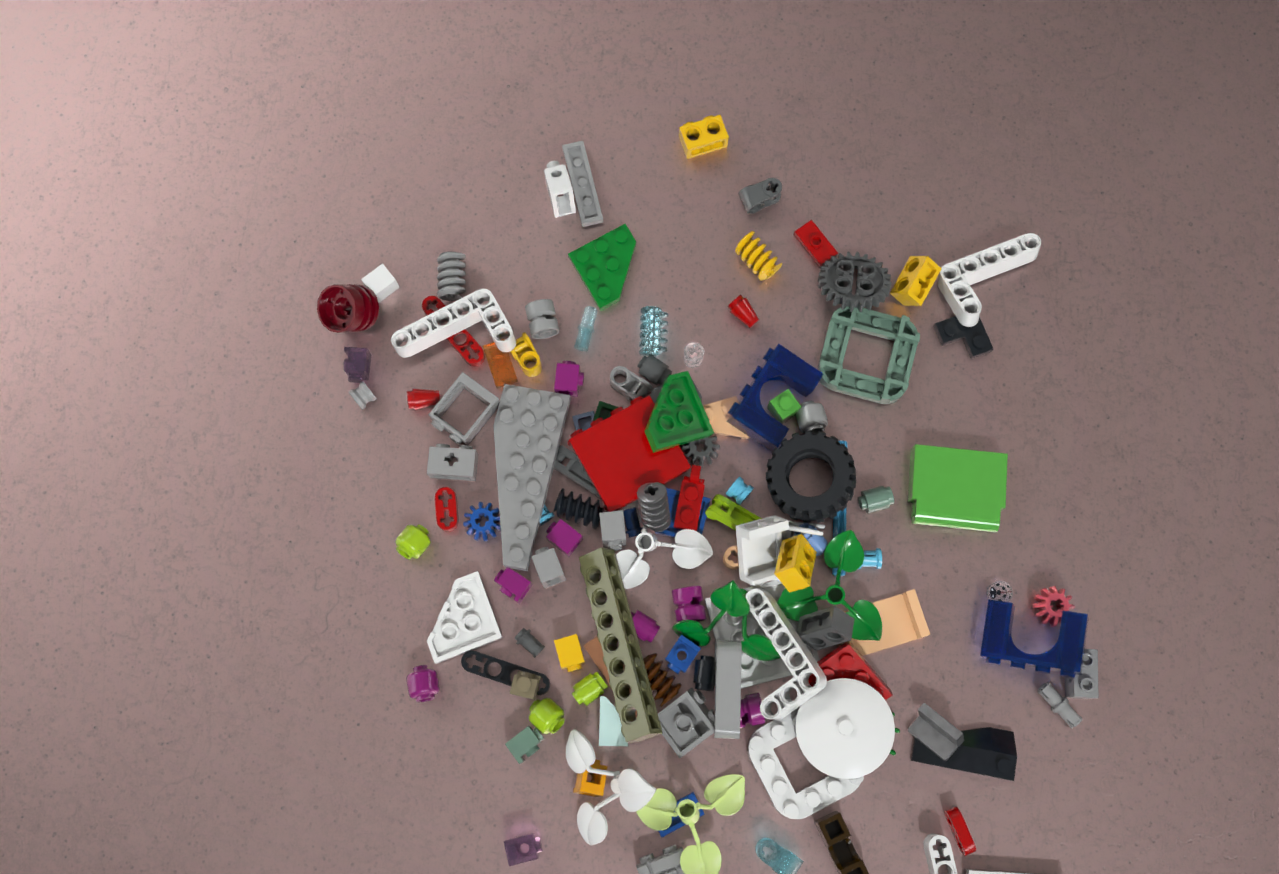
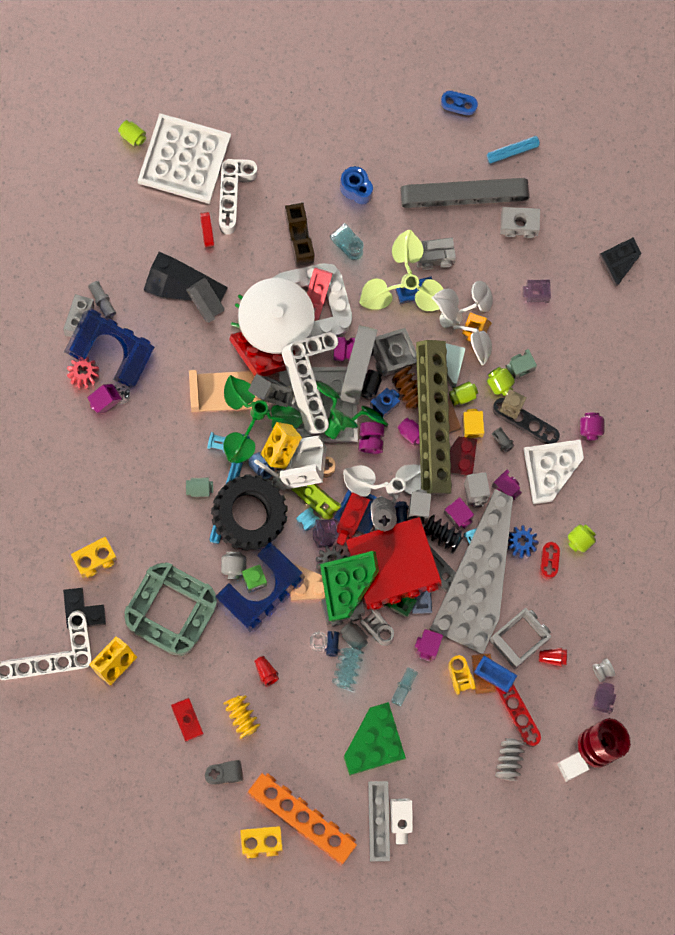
camera: 175 degrees left, 0 degrees up
(456, 323) = (514, 711): white beam -> none
(464, 469) = (548, 593): light grey brick -> none
(485, 359) = (495, 674): none -> blue plate
(542, 319) = (440, 701): light grey wheel -> none
(574, 611) = (463, 456): none -> dark red wing
(659, 157) = (338, 853): none -> orange brick
(677, 357) = (332, 644): none -> dark blue pin
(717, 476) = (322, 533): none -> clear purple brick
(800, 777) = (318, 289): none -> coral plate
(871, 283) = (149, 665): dark grey gear -> none
(957, 487) = (130, 481): bright green piece -> none
(973, 393) = (91, 552): none -> yellow brick
(1019, 578) = (104, 398): none -> magenta brick

